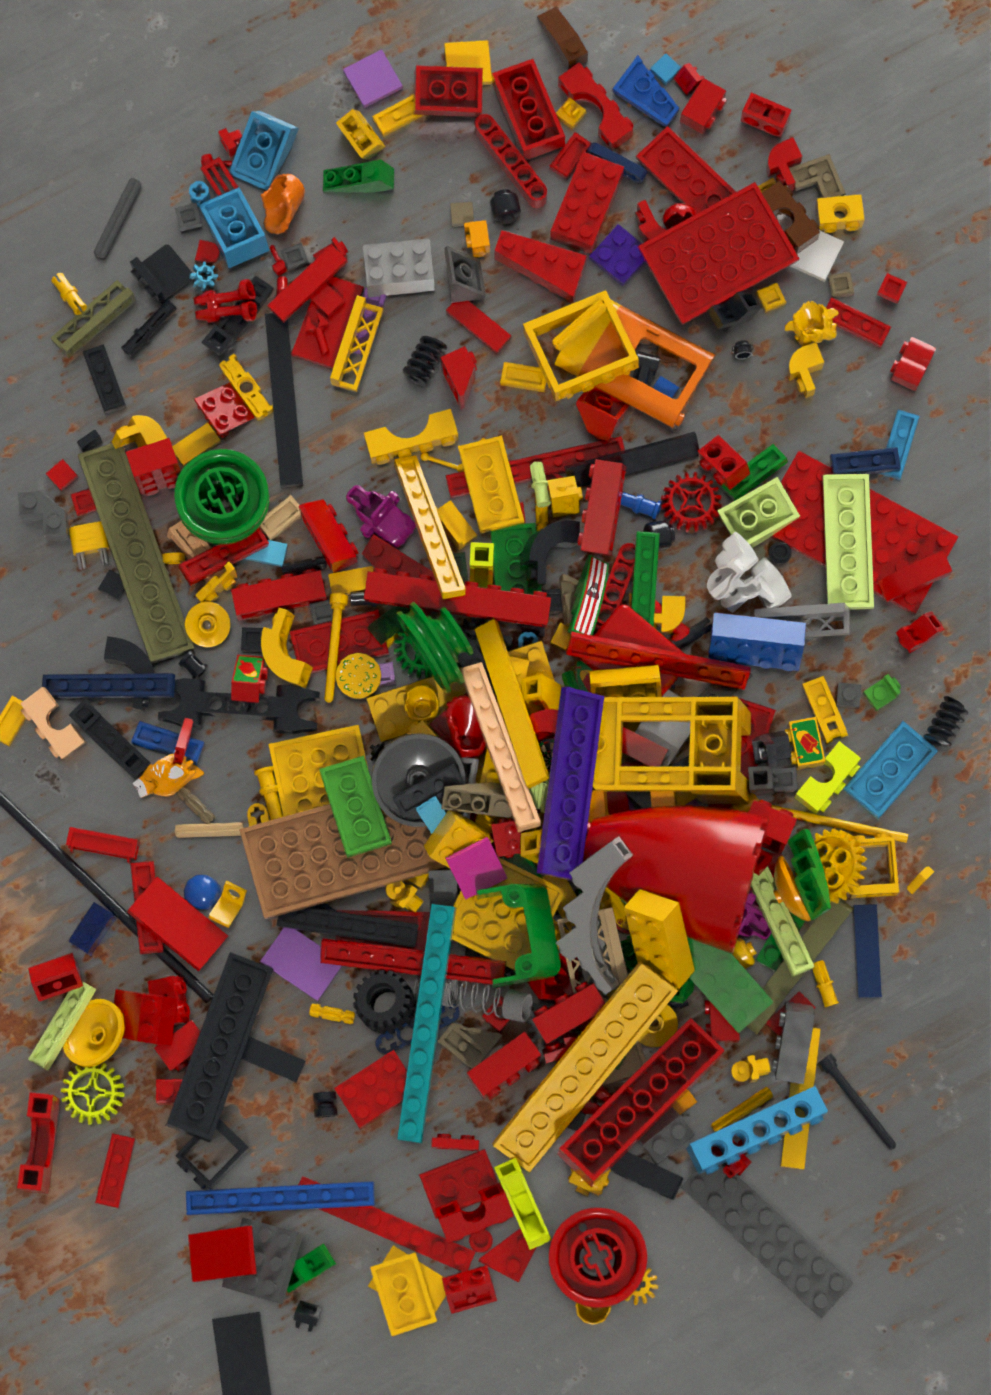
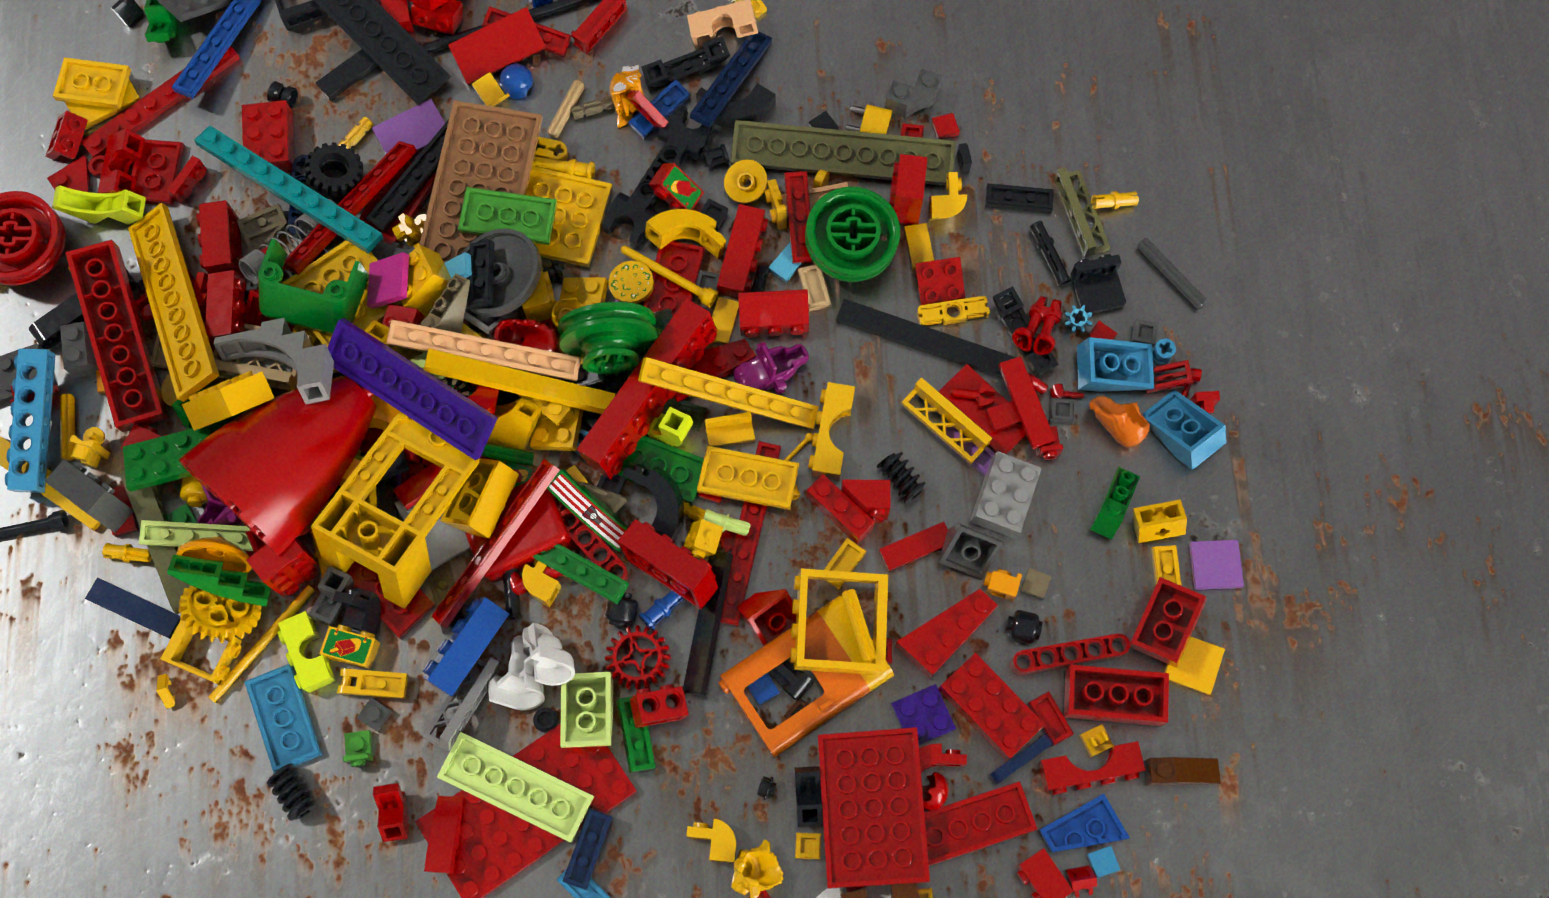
camera: 115 degrees right, 5 degrees down
(479, 397) = (840, 509): none -> red brick

